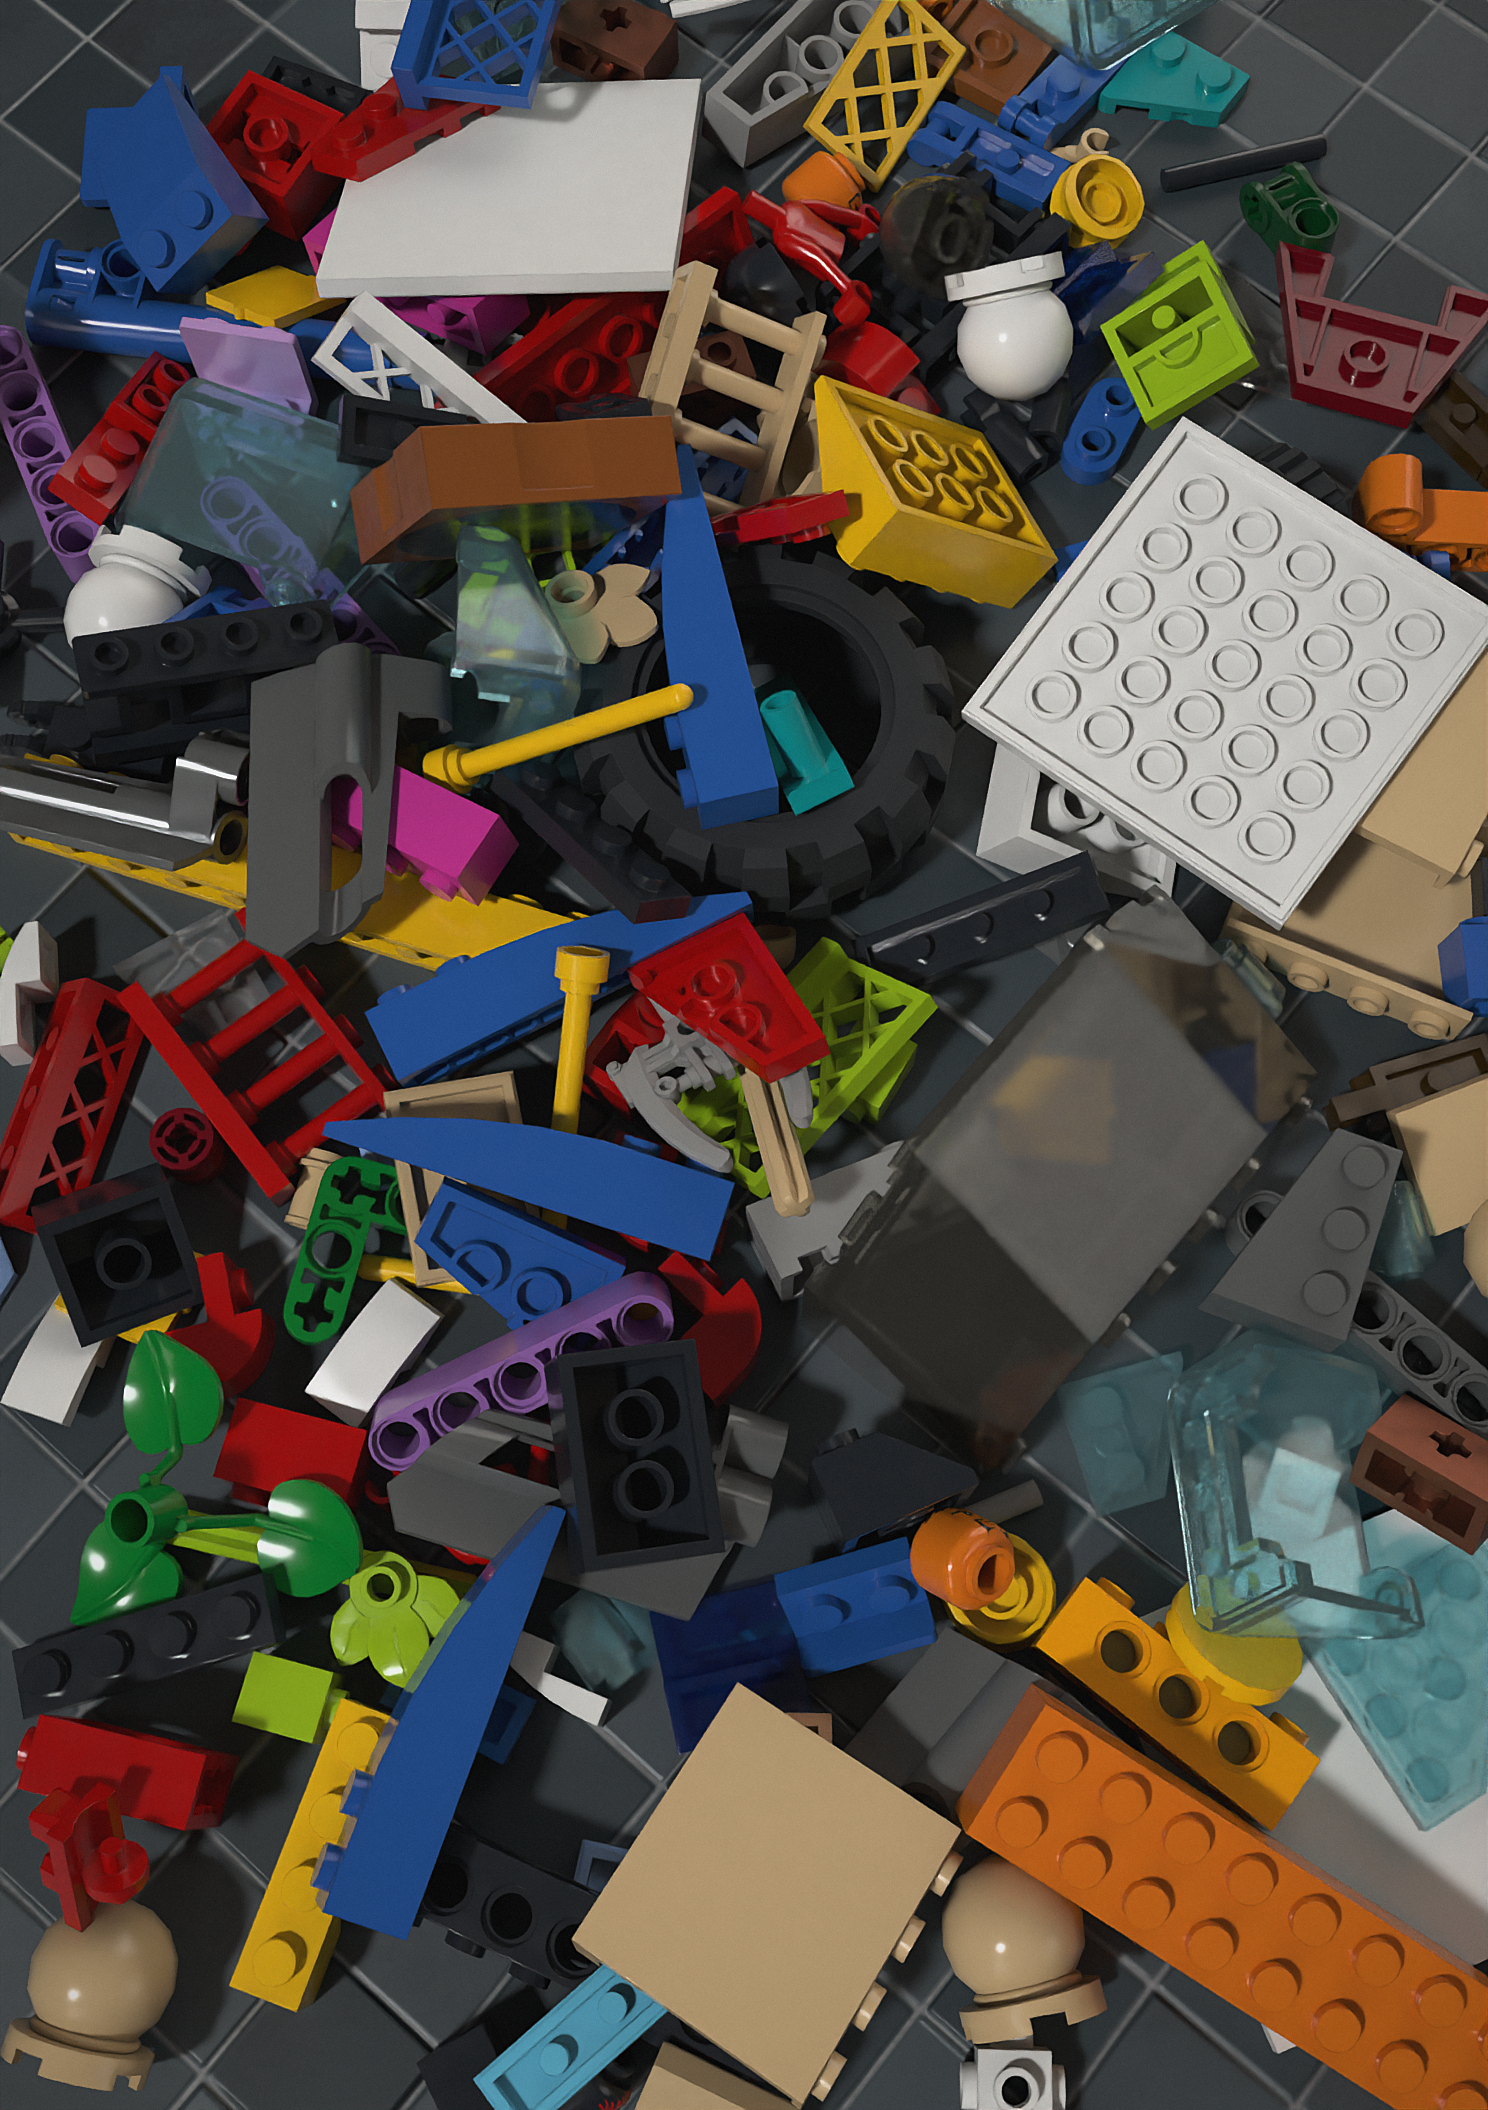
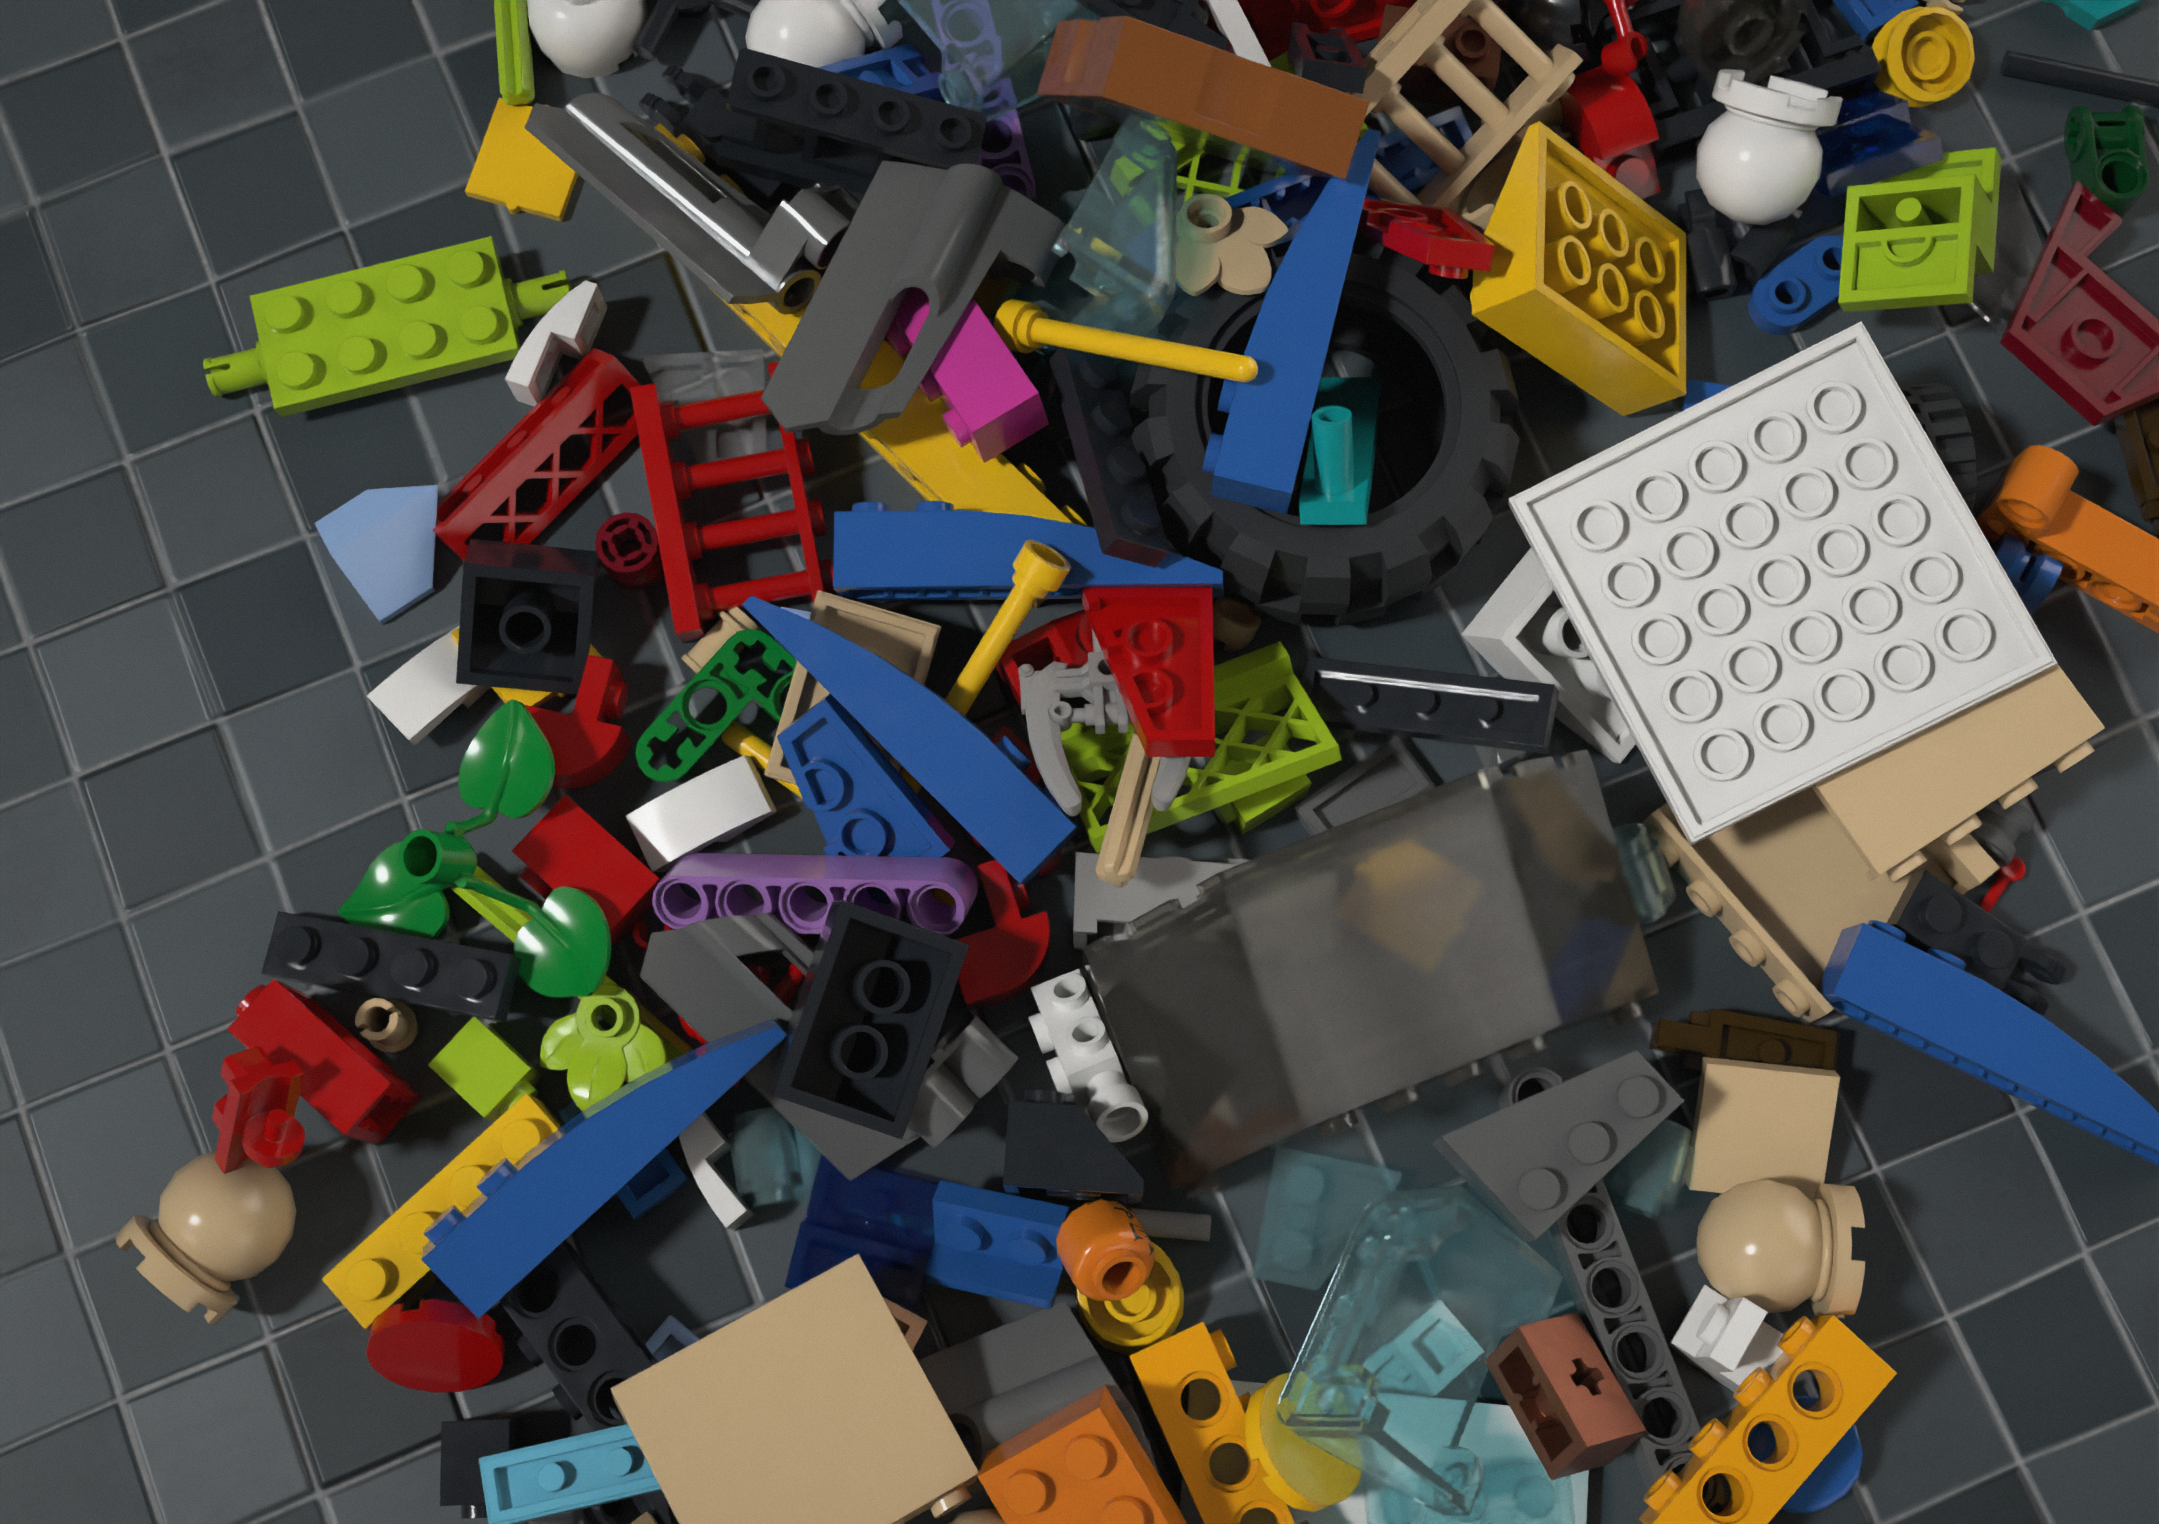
camera: 25 degrees right, 5 degrees up
(187, 1708) = (398, 1033): none -> tan pin
(374, 1992) = (436, 1347): none -> red tile
(847, 1388) = (1085, 1056): none -> white brick
(966, 1029) = (1370, 785): none -> dark grey tile

